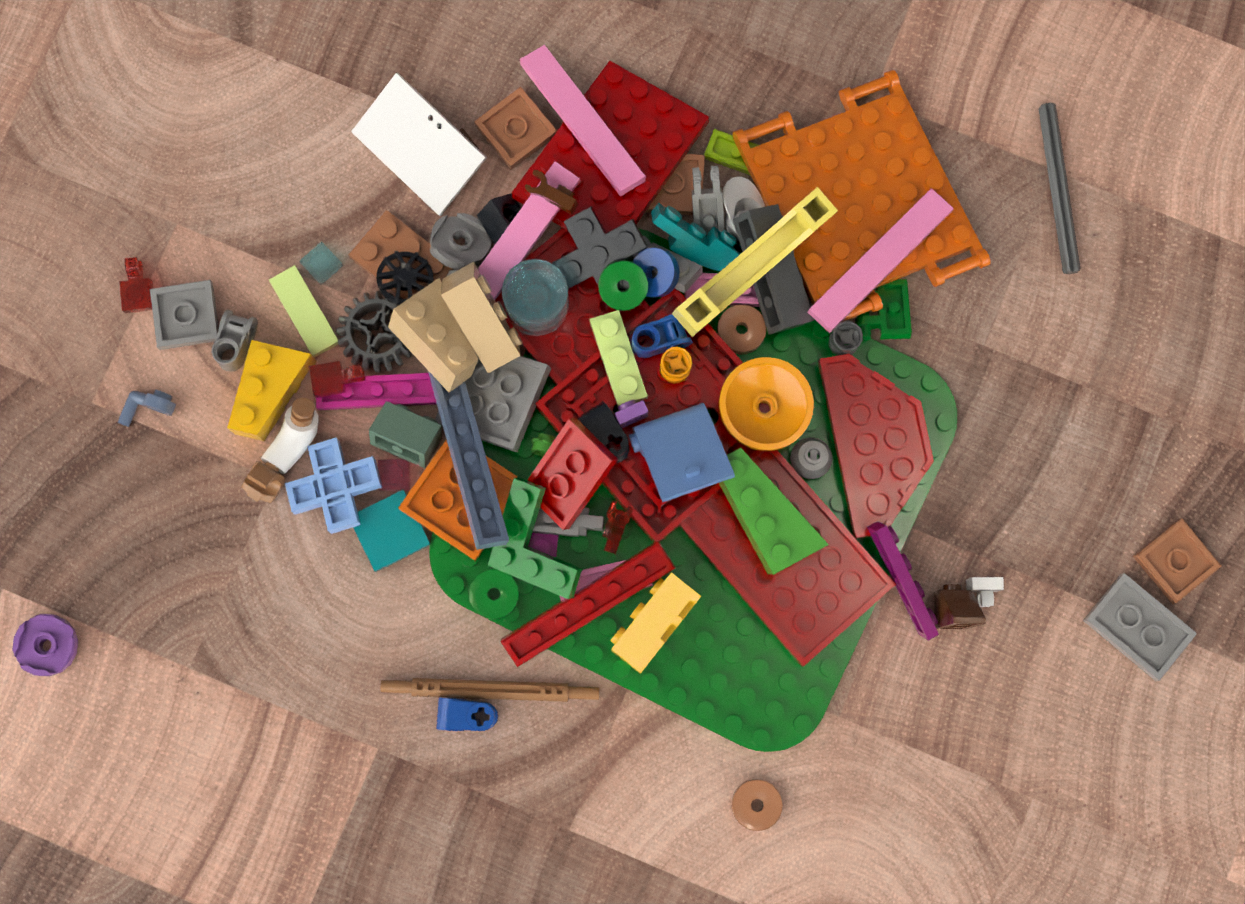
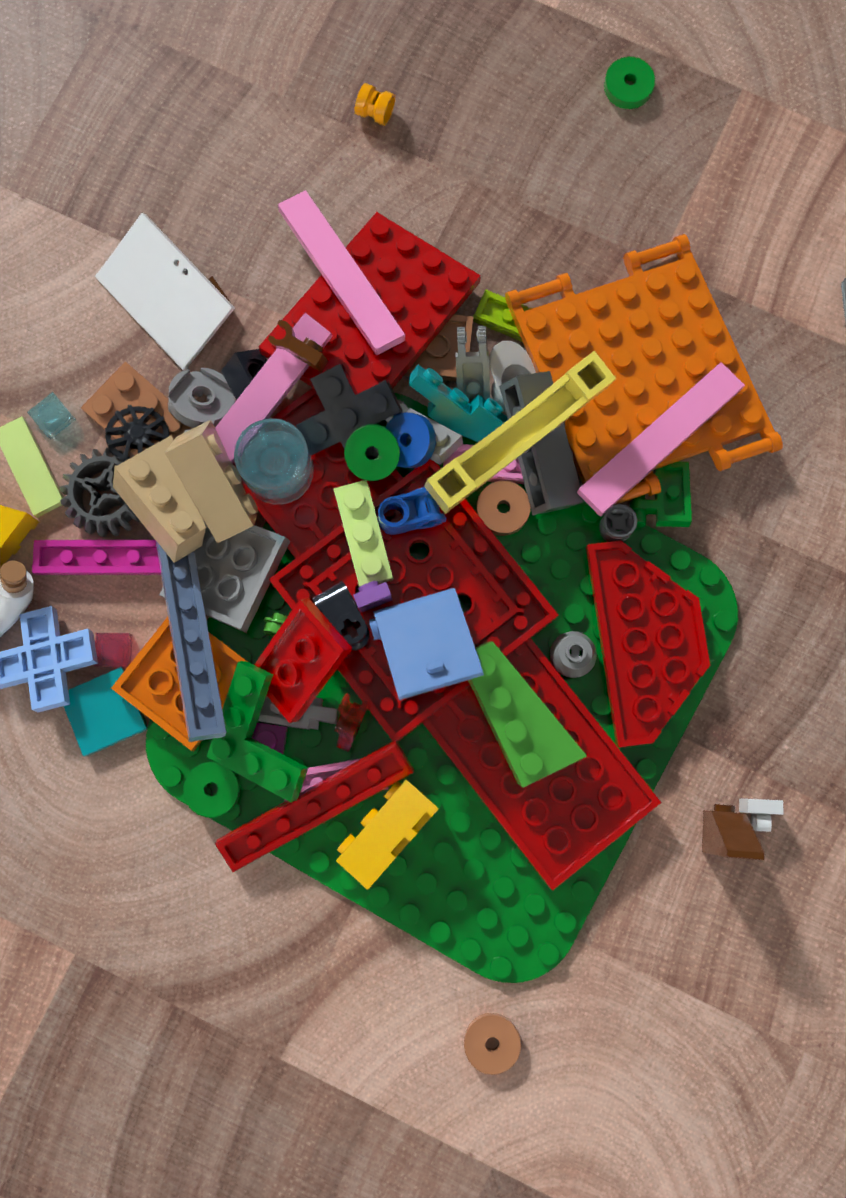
camera: 10 degrees right, 0 degrees up
(331, 379) = (50, 540): clear red plate -> none
(405, 434) = (126, 605): sand green brick -> none
(460, 715) = (166, 923): blue piece -> none
(489, 689) = (201, 895): medium nougat axle -> none
(515, 128) = (270, 279): nougat plate -> none
(677, 359) = (424, 538): light orange wheel -> none
(772, 383) = (527, 568): light orange dish -> none
(909, 590) = (676, 809): magenta plate -> none

